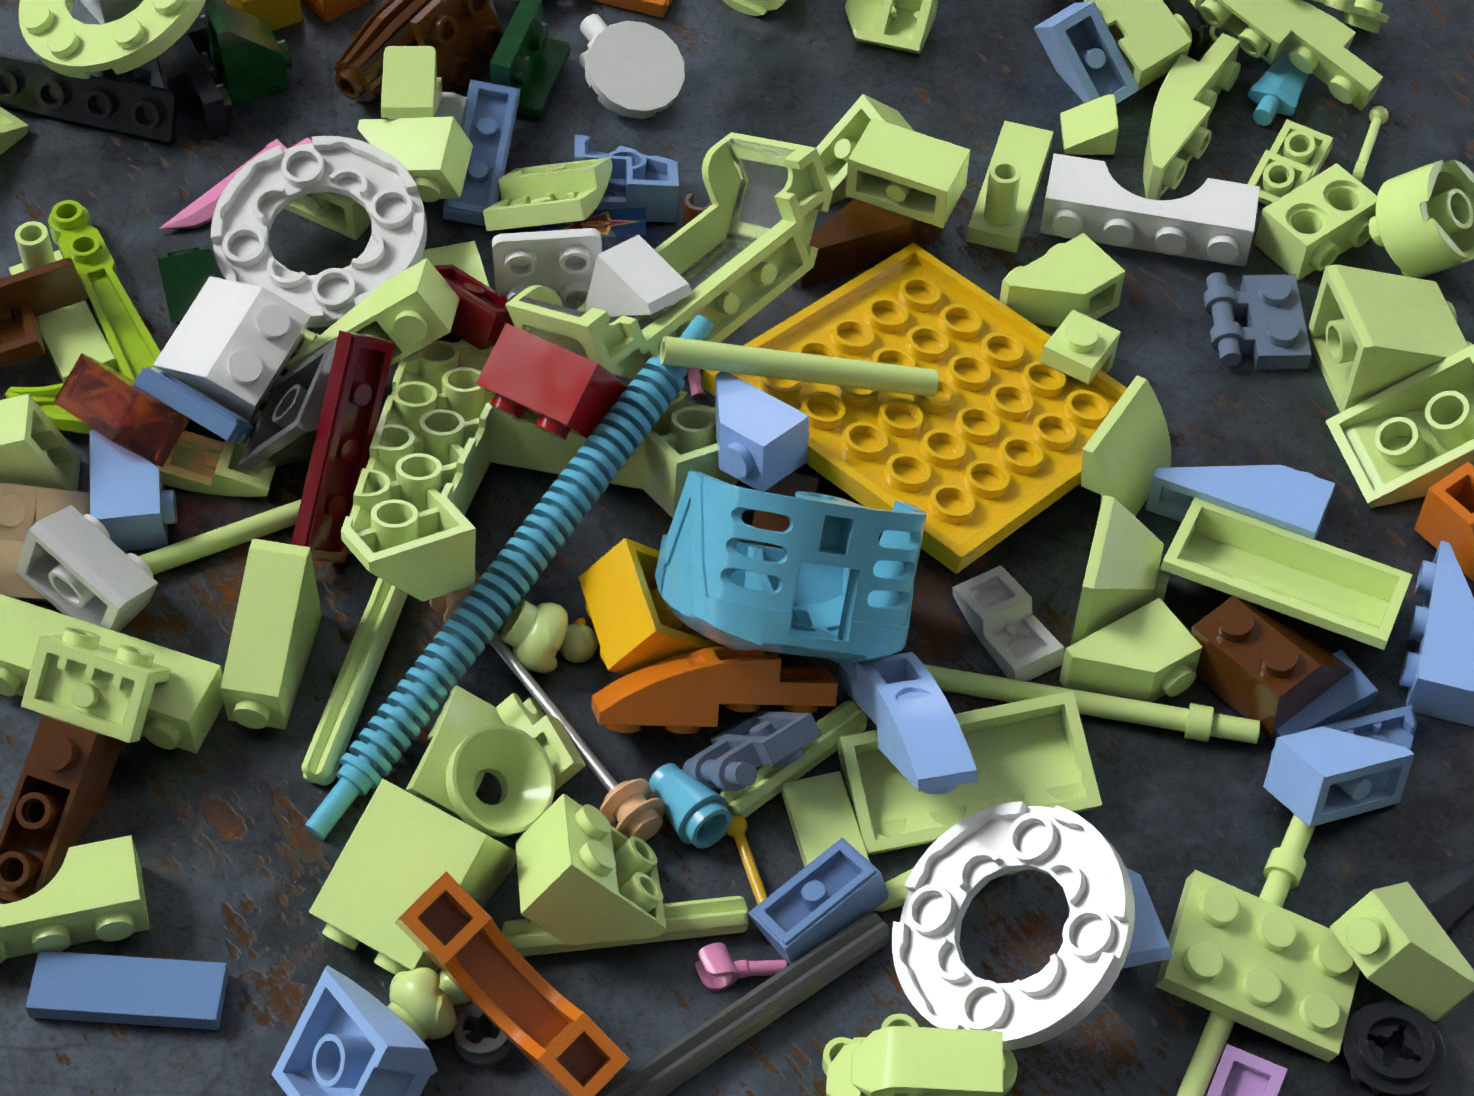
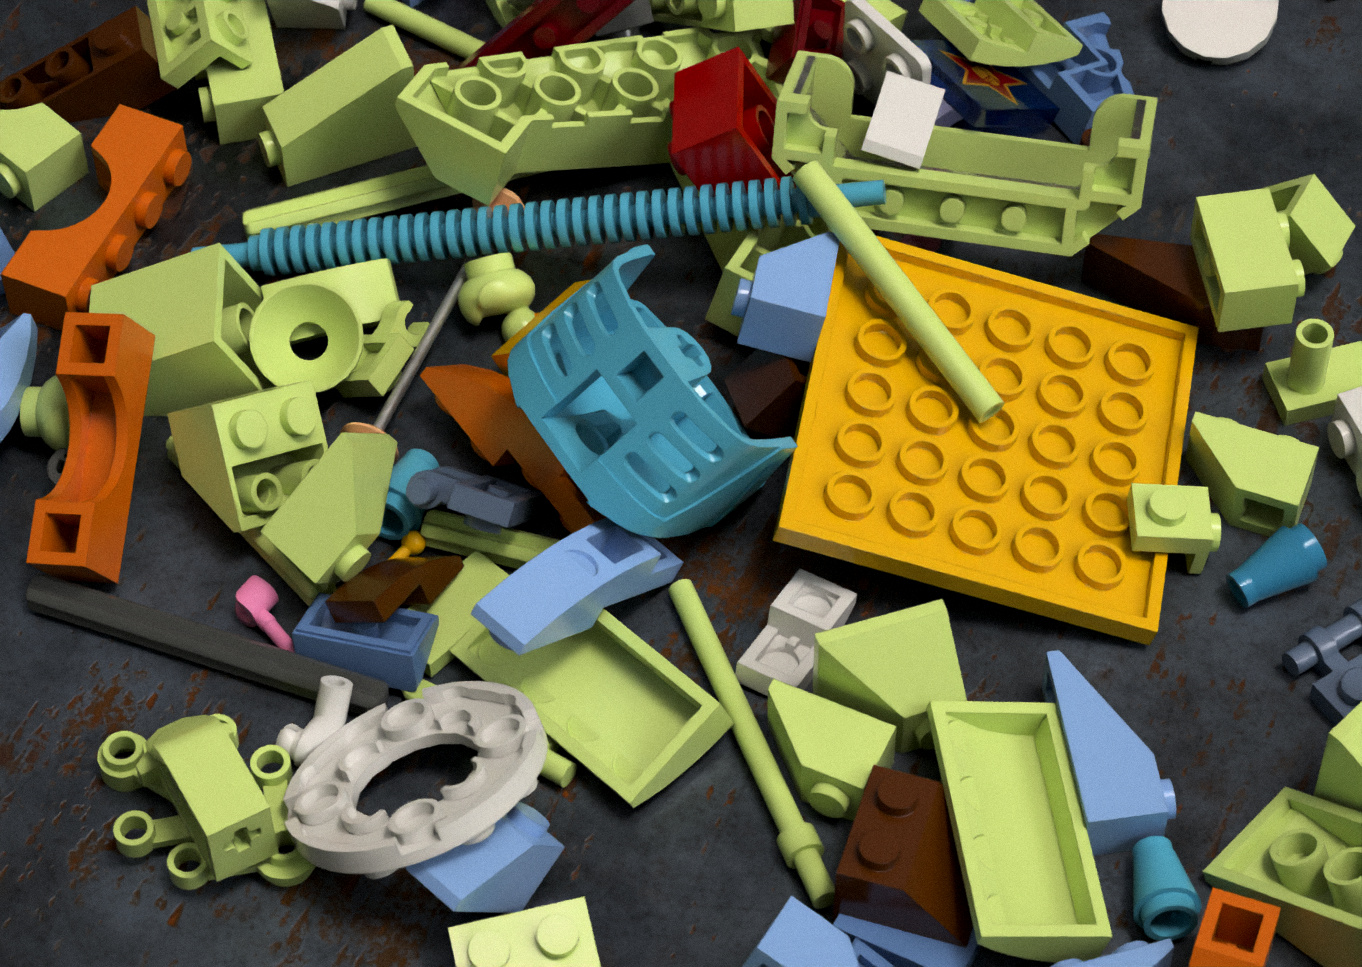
camera: 60 degrees right, 0 degrees up
(187, 823) = (138, 165): none -> orange arch
(710, 844) = (336, 508): none -> yellowish green slope
(794, 853) = (395, 582): none -> reddish brown slope
(880, 977) = (328, 717): none -> white arm
(1128, 448) = (1051, 607): yellowish green slope -> none
(1147, 315) = (1279, 565): none -> dark azure cone
(1376, 531) = (1162, 891): none -> medium azure cone

